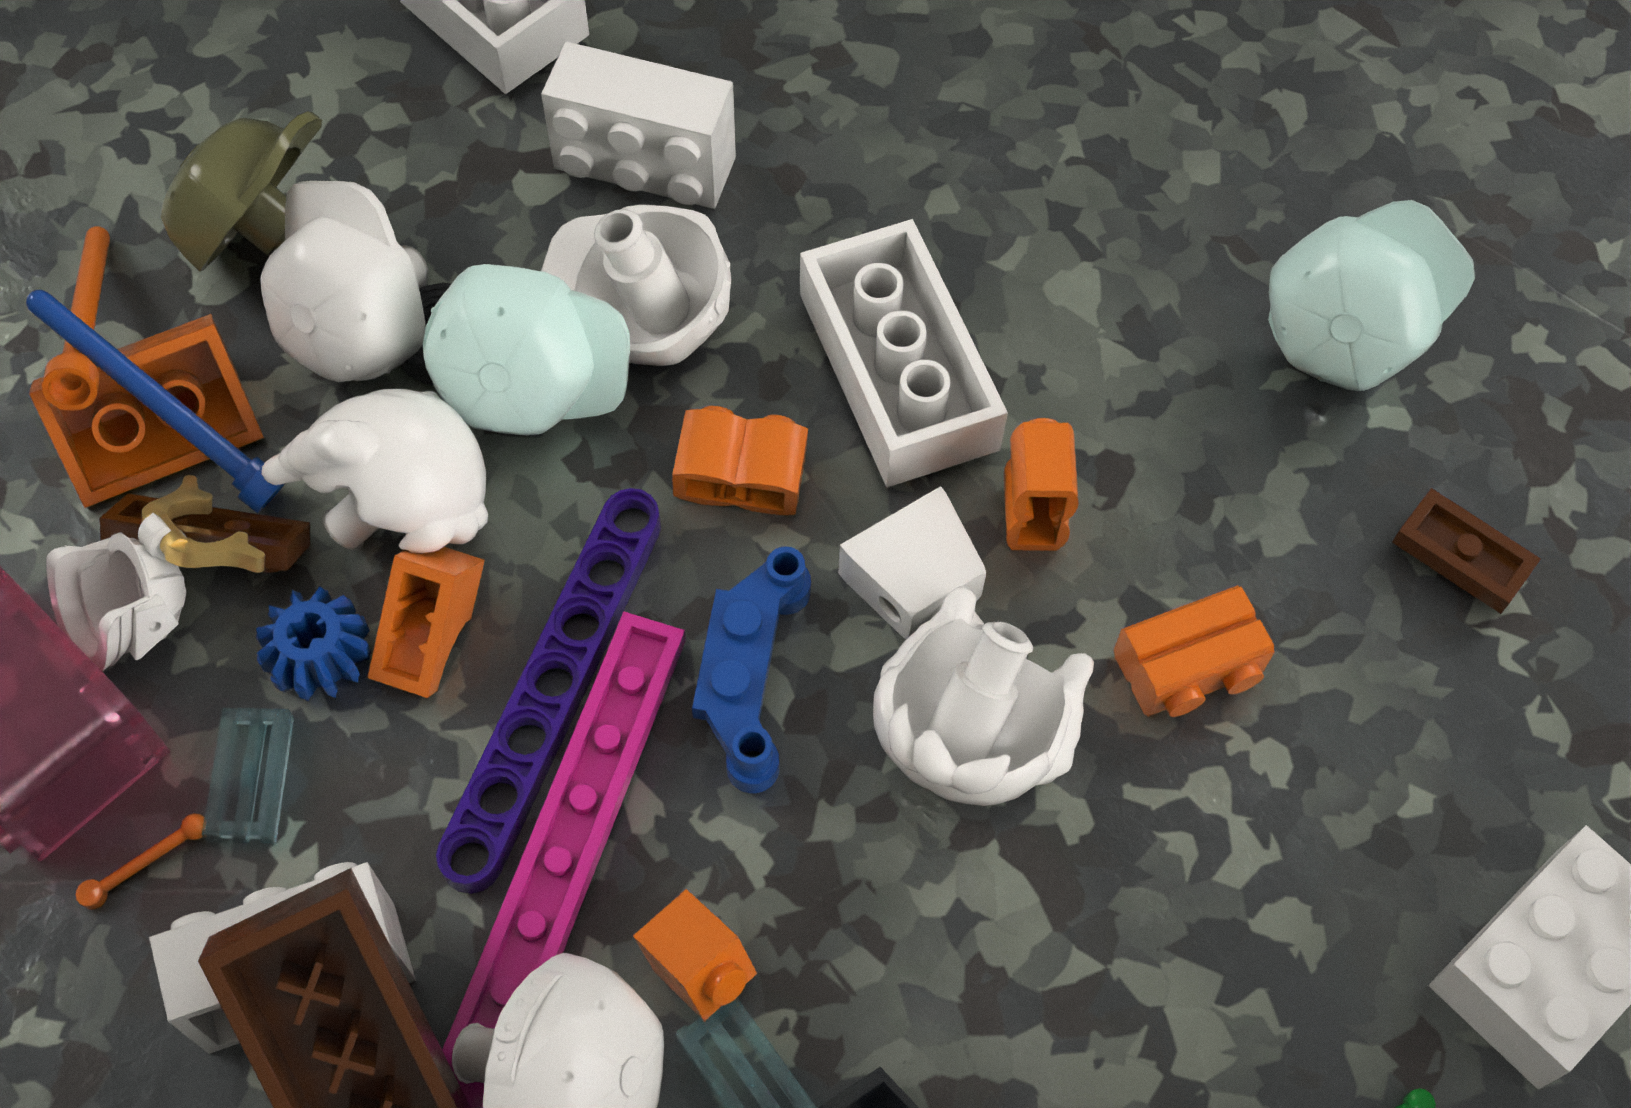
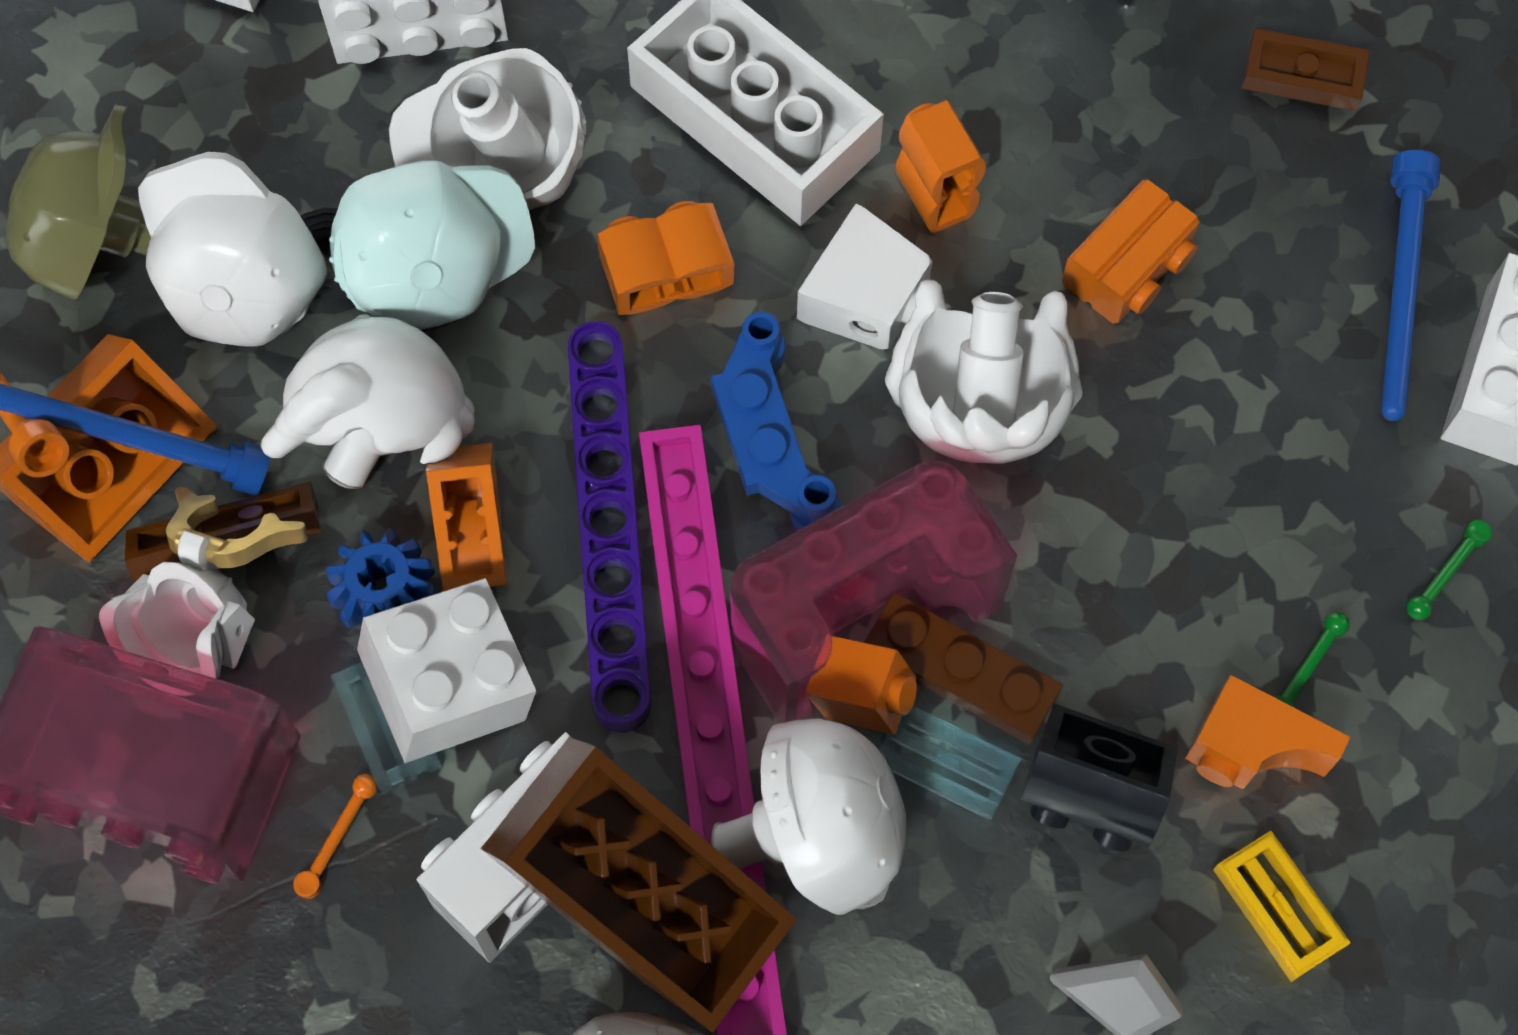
camera: 25 degrees left, 5 degrees up
(315, 751) = (445, 669): none -> white brick
(739, 832) = (903, 535): none -> clear pink windscreen
(811, 986) = (966, 668): none -> reddish brown plate
(1528, 706) = (1414, 178): none -> blue piece

